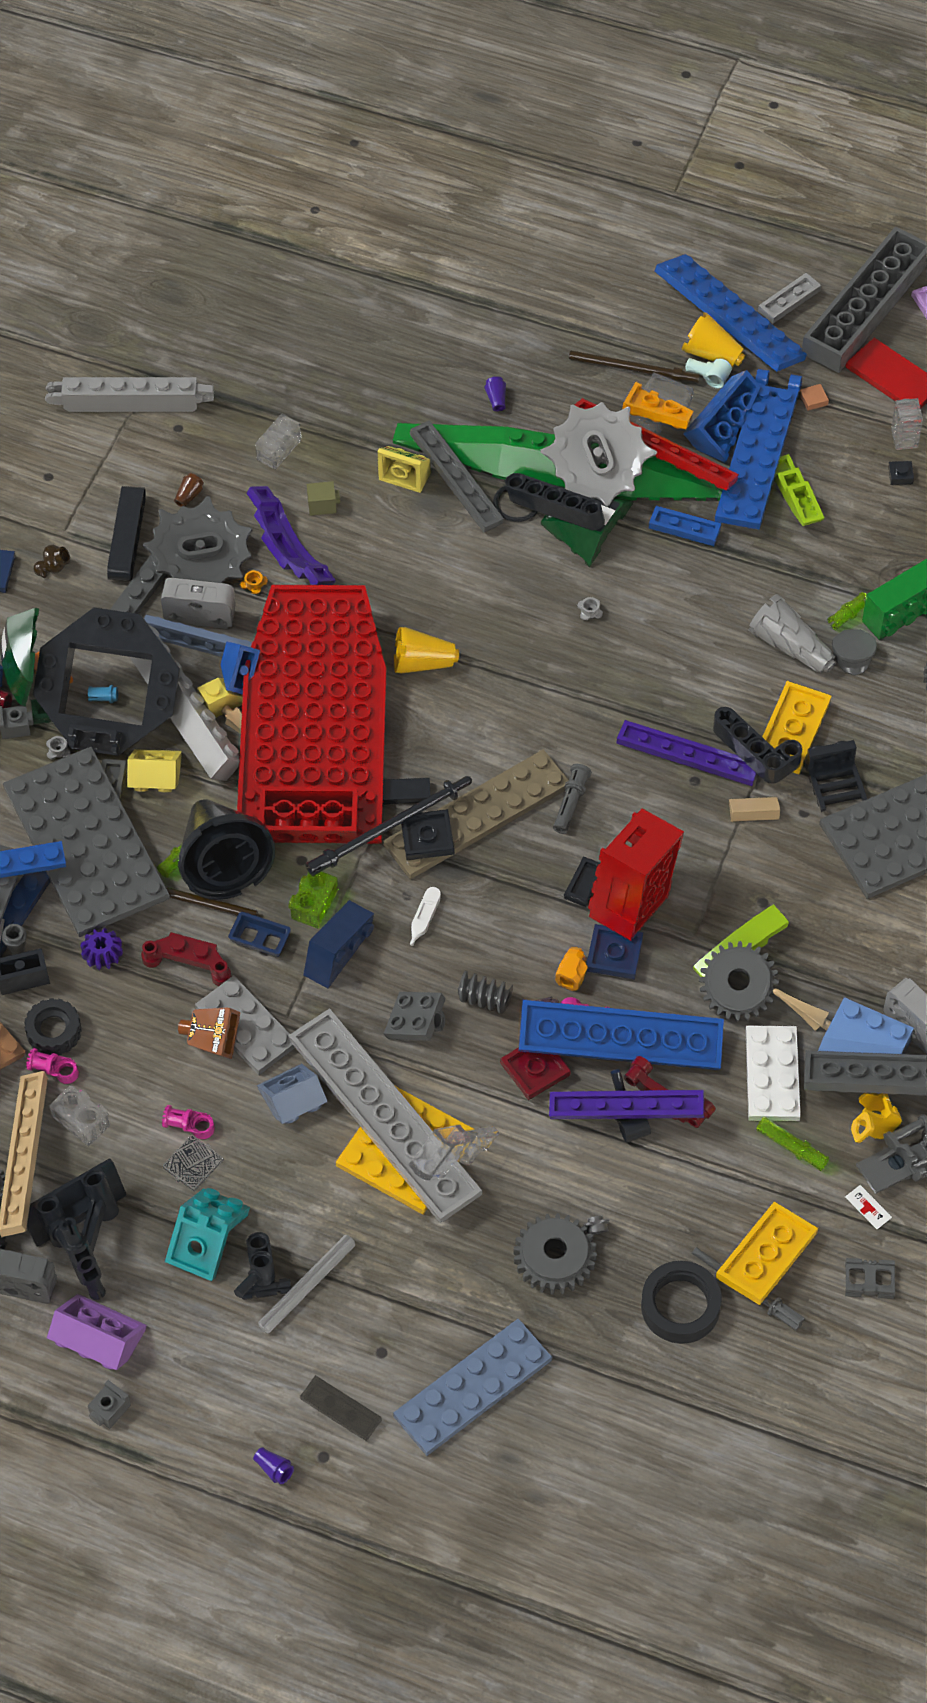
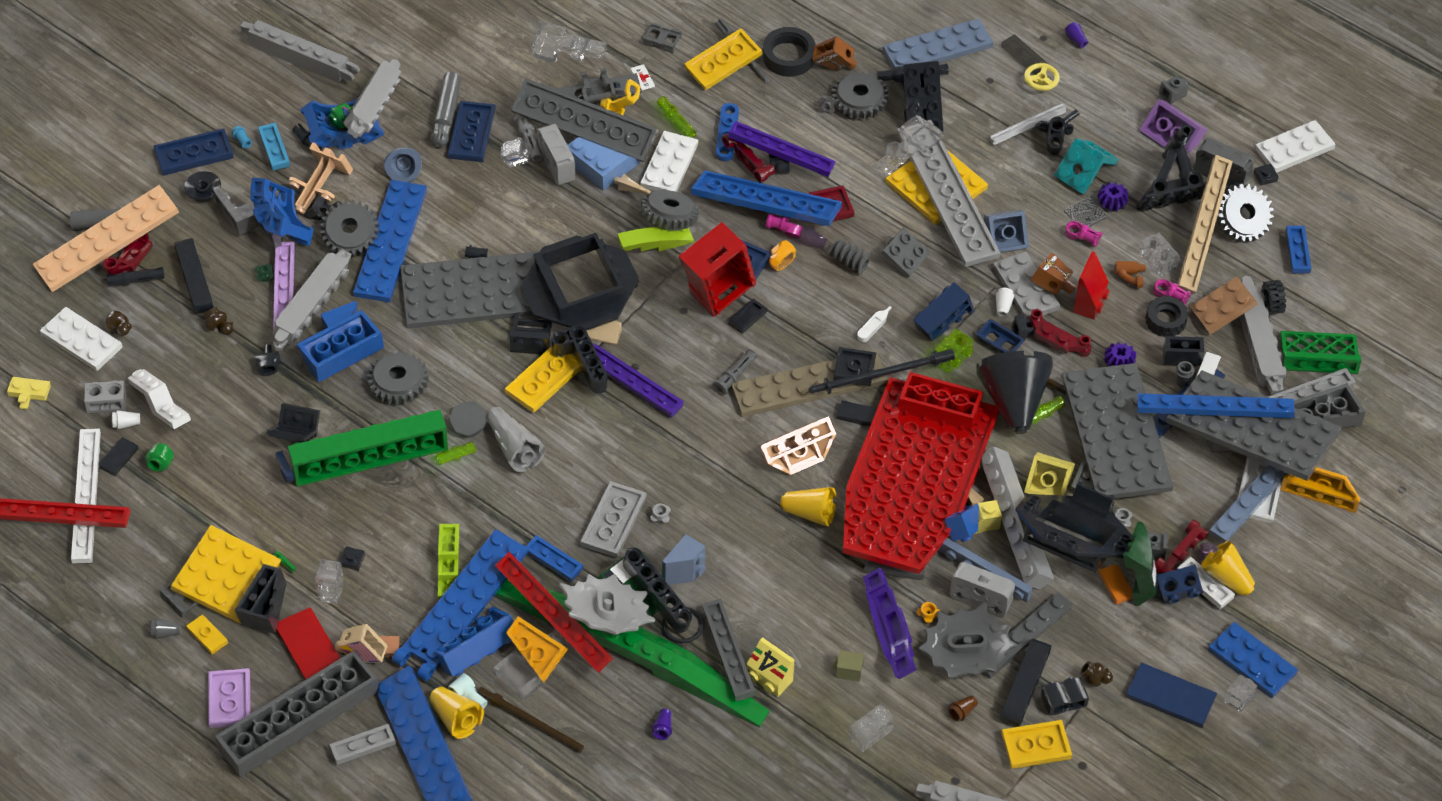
camera: 165 degrees left, 5 degrees down
(81, 528) = (1064, 696): none -> black brick
(100, 475) = (1036, 744): none -> yellow plate
(113, 1088) = (1124, 268): none -> dark orange plant
(157, 1017) = (1091, 289): none -> red slope
(159, 1179) = (1112, 196): none -> dark purple gear
(236, 951) = (1021, 325): none -> black tile
(268, 988) = (1003, 301): none -> white cone
(309, 1371) = (1040, 80): none -> light yellow piece
(465, 716) = (800, 447): none -> light nougat wedge
(465, 1250) = (921, 89): none -> black plate
(537, 545) = (684, 562): none -> sand blue slope
(611, 1296) = (834, 54): none -> dark orange torso
(638, 585) = (613, 519): none -> light grey plate
(718, 1151) = (725, 124): none -> blue plate
(777, 874) = (548, 300): none -> black hinge
(839, 373) = (363, 642): none -> tan torso

